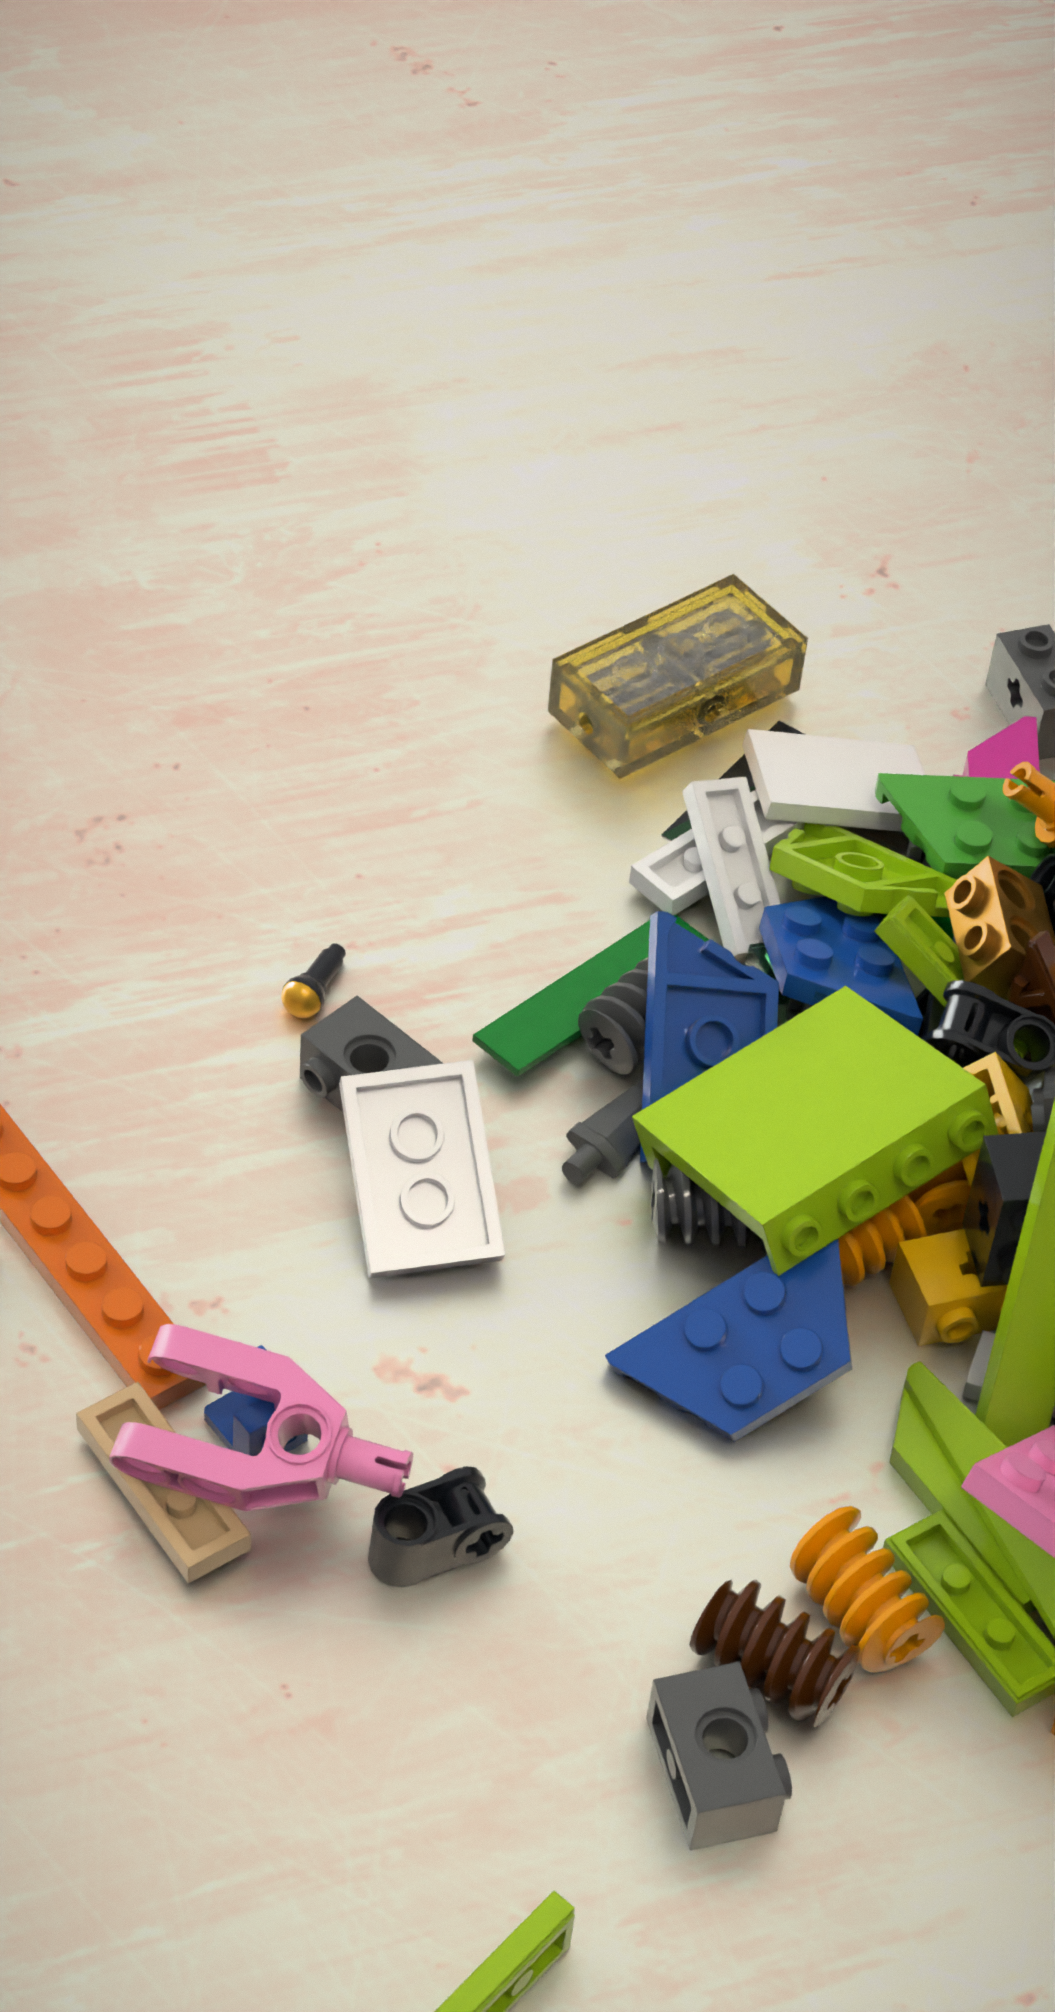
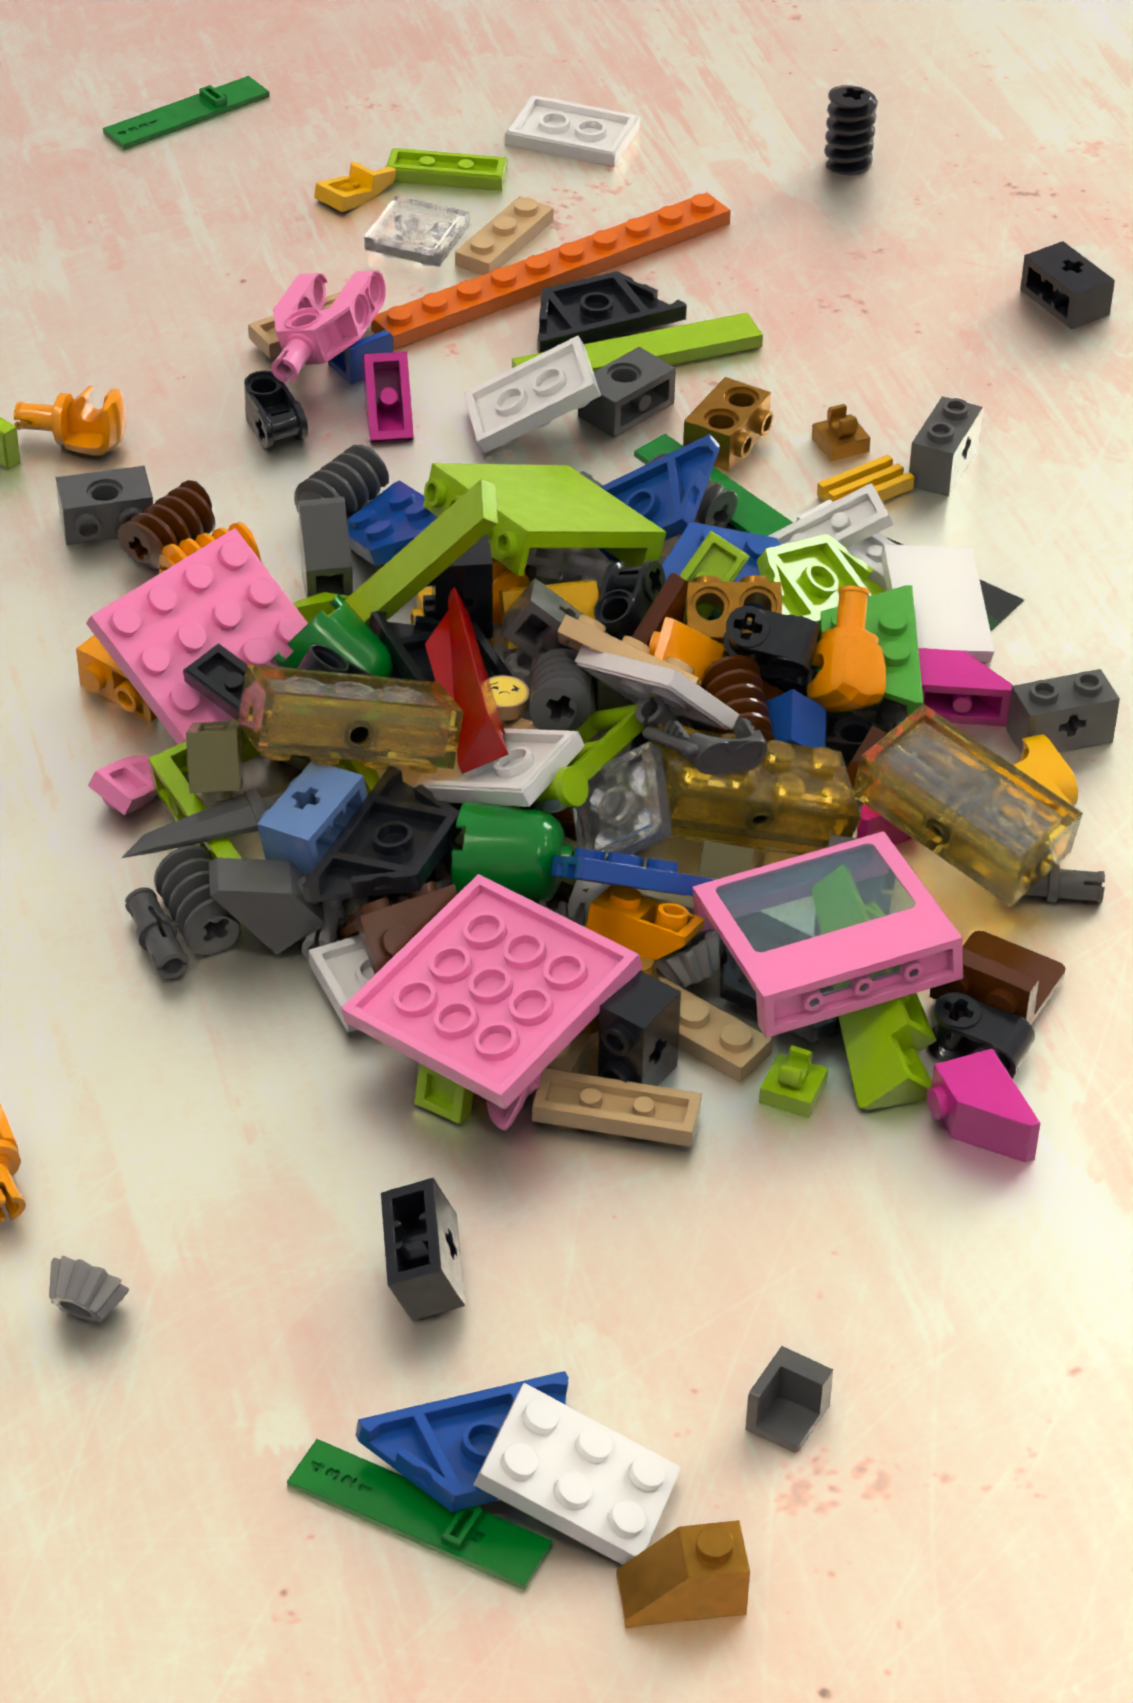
camera: 95 degrees right, 5 degrees down
(107, 595) = (1067, 285): none -> black brick
(144, 1107) = (601, 310): none -> black wing
(246, 1072) = (678, 343): none -> lime tile
(305, 993) = (702, 374): piece -> none
(391, 1365) = (387, 396): none -> dark pink slope
(451, 963) = (734, 417): none -> pearl gold brick
(453, 856) = (840, 434): none -> pearl gold tile
(484, 1808) = (77, 422): none -> light orange piece
(502, 743) = (945, 445): none -> dark grey brick
(575, 838) = (881, 472): none -> yellow tile
(654, 1425) = (353, 475): none -> dark grey piece
(676, 675) = (1031, 521): clear yellow brick -> none
(846, 1428) = (325, 546): none -> dark grey slope

